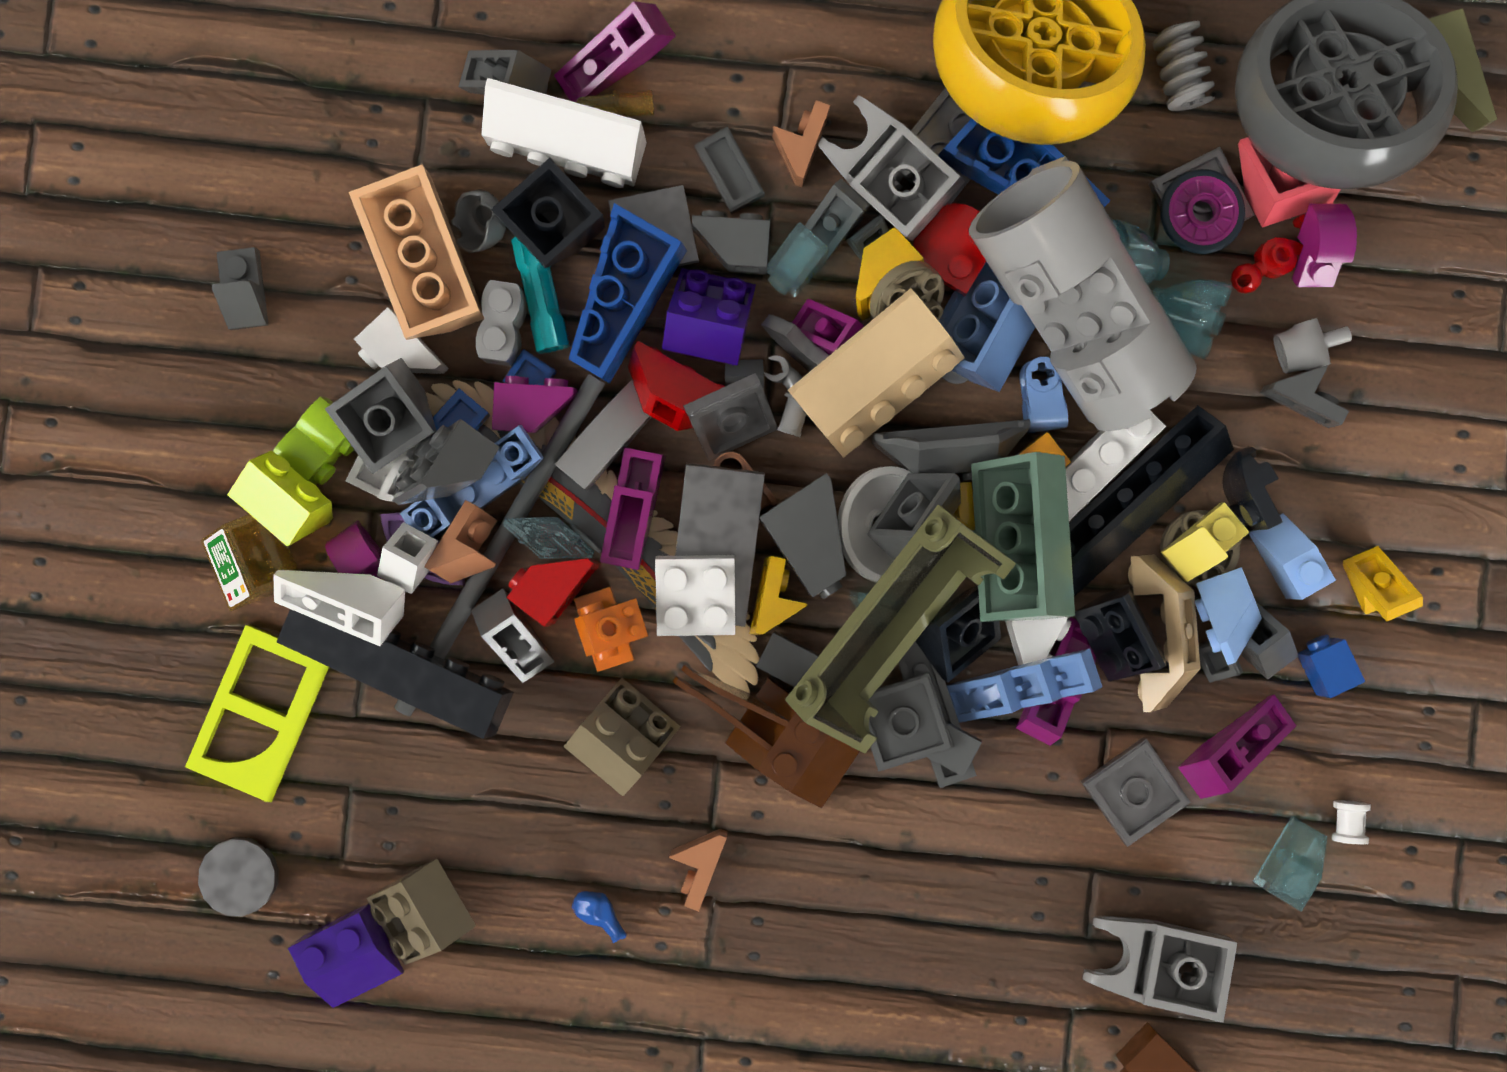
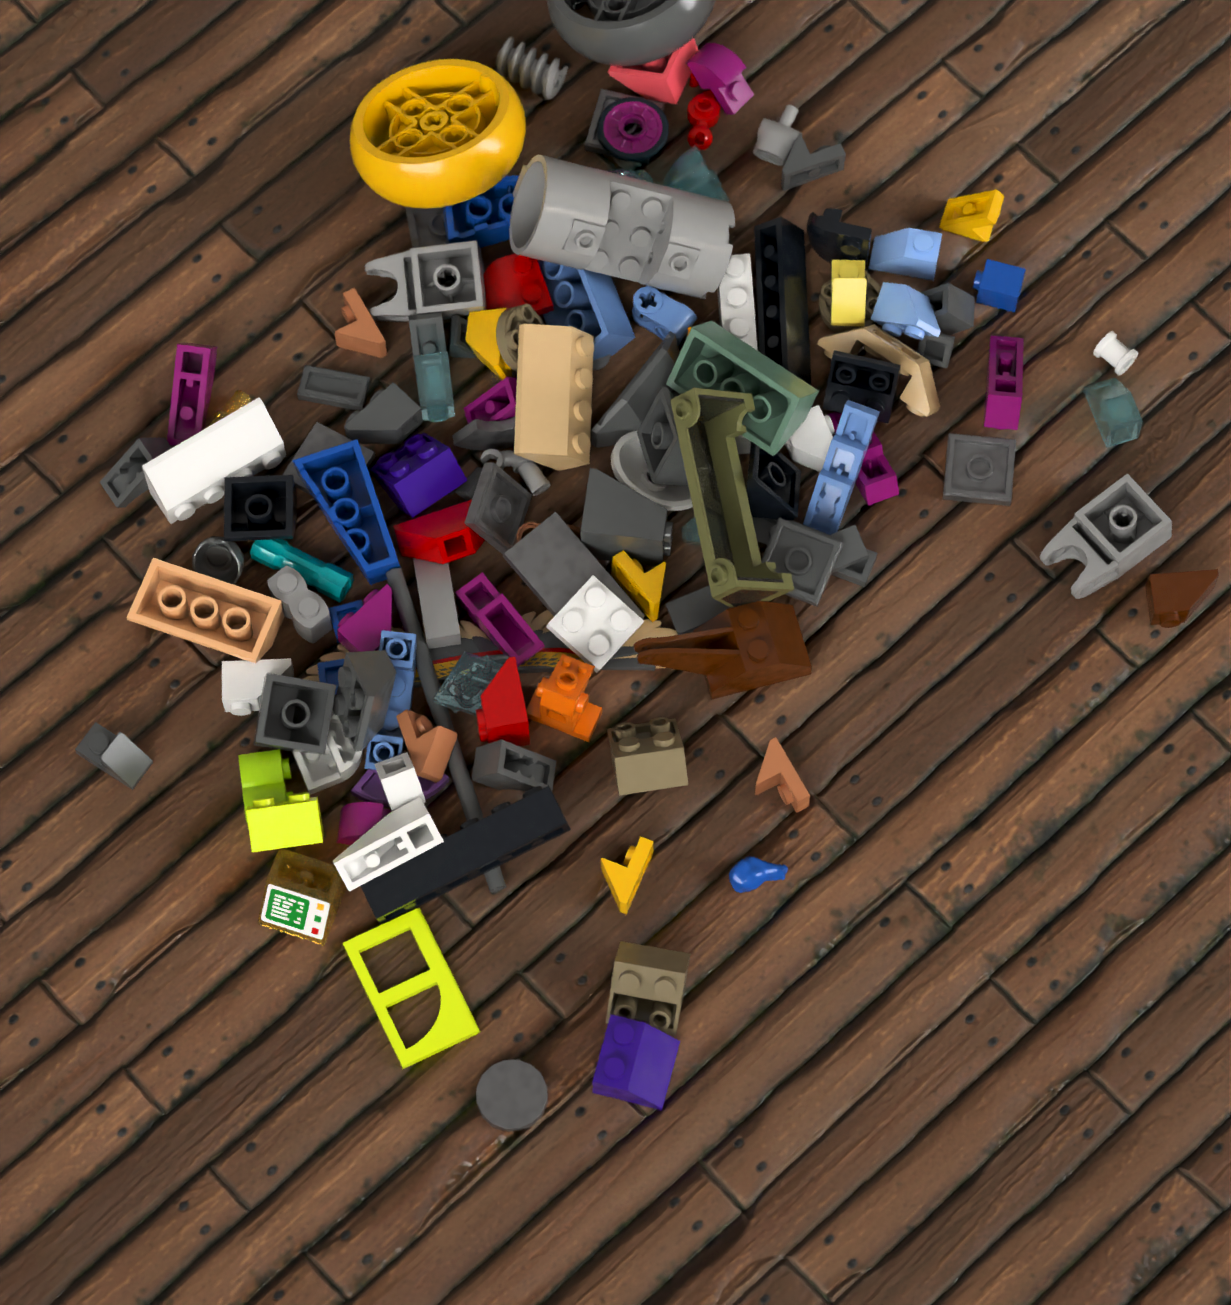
camera: 50 degrees left, 20 degrees down
(495, 814) = (625, 880): none -> yellow slope

